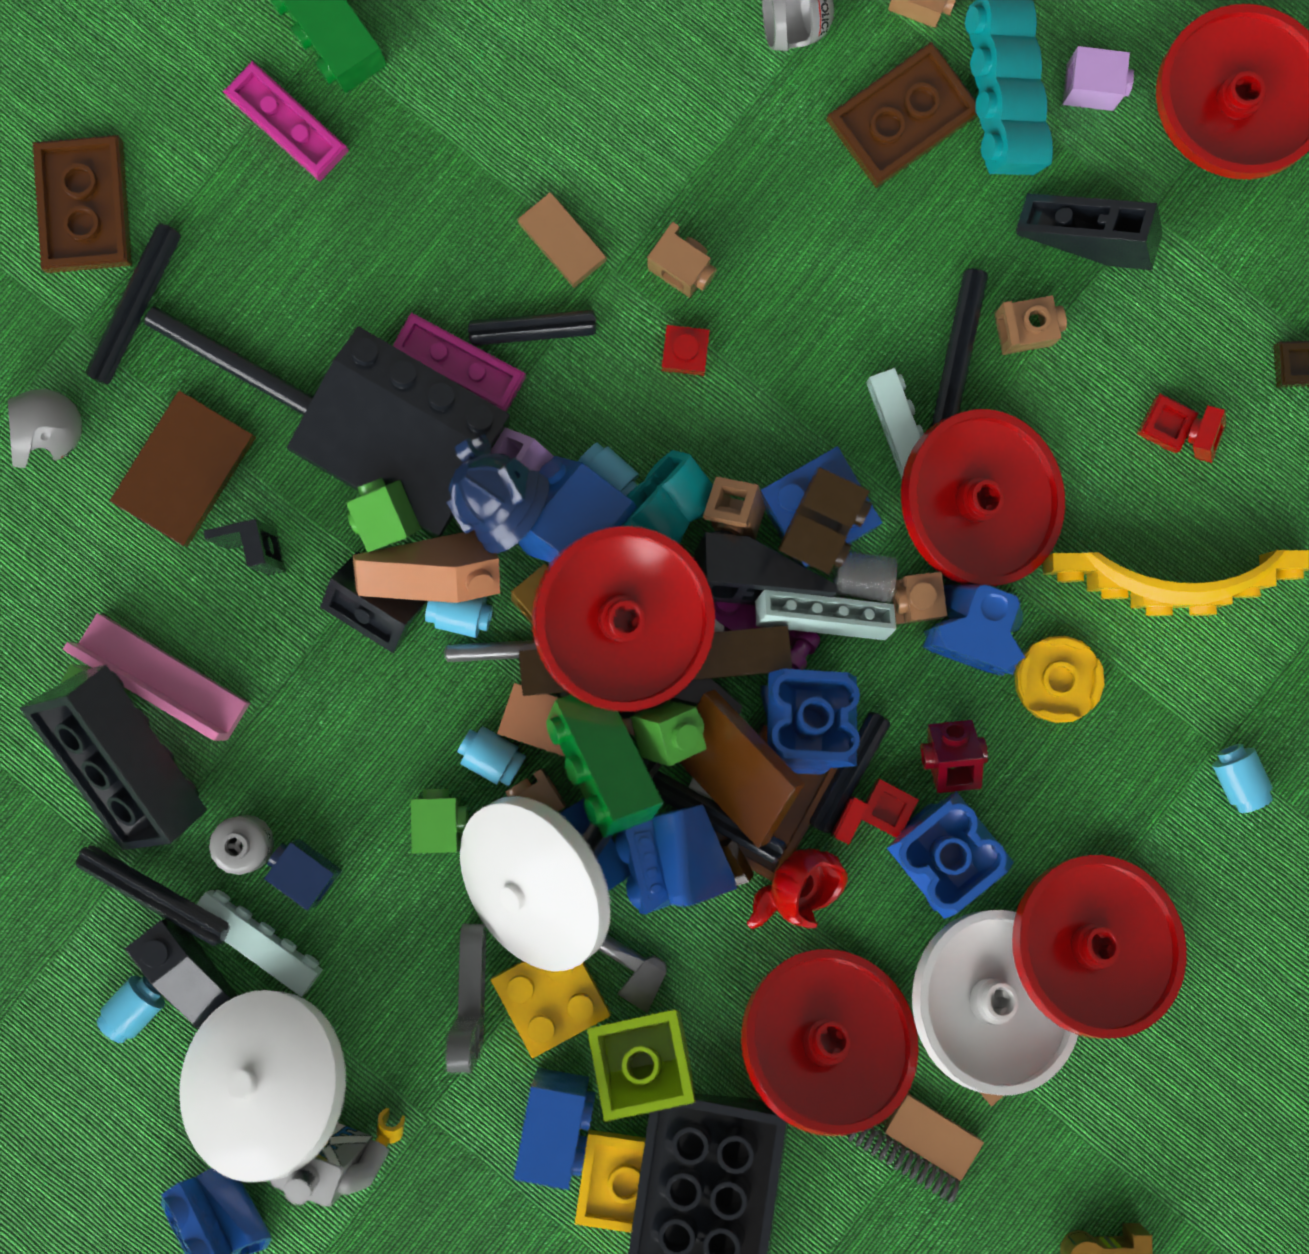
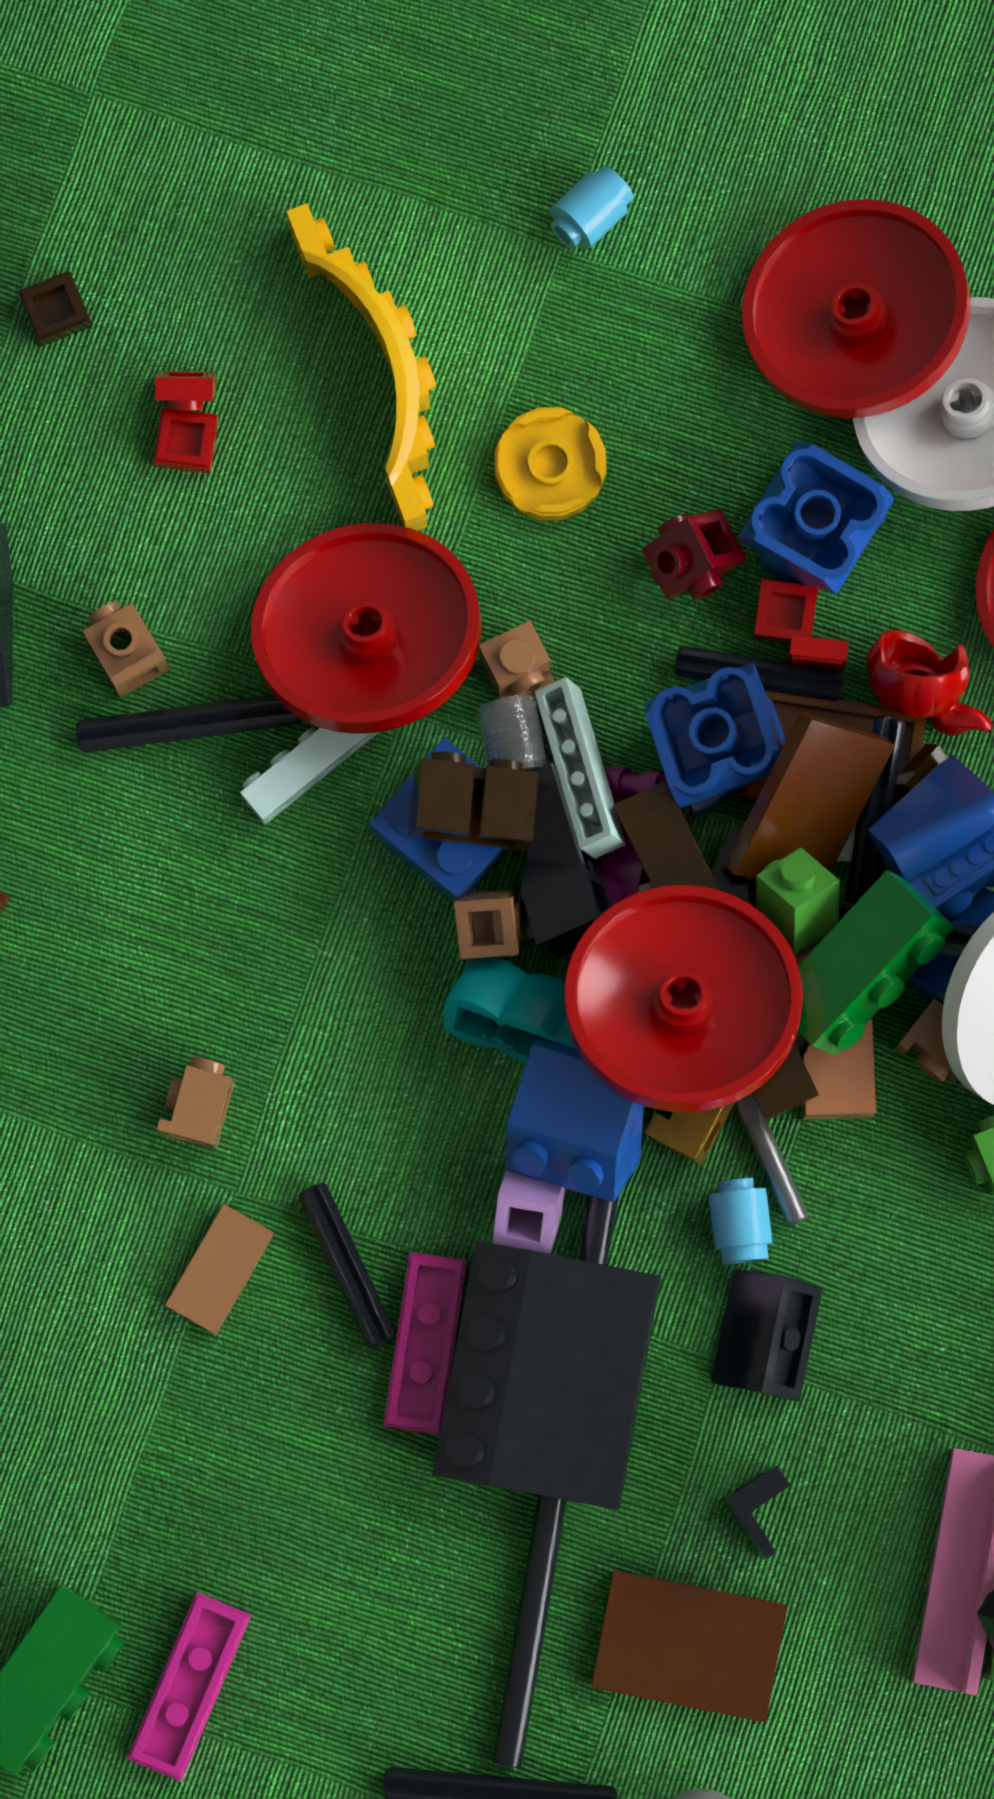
camera: 110 degrees left, 5 degrees down
(381, 514) = (661, 1350): bright green brick -> none
(434, 569) = (703, 1264): nougat slope -> none
(491, 756) = (904, 1115): medium azure brick -> none
(495, 495) = (589, 1210): dark blue helmet -> none
(610, 467) = (495, 1098): medium azure brick -> none
(685, 350) = (306, 1062): red plate -> none
(978, 629) = (530, 579): blue piece -> none

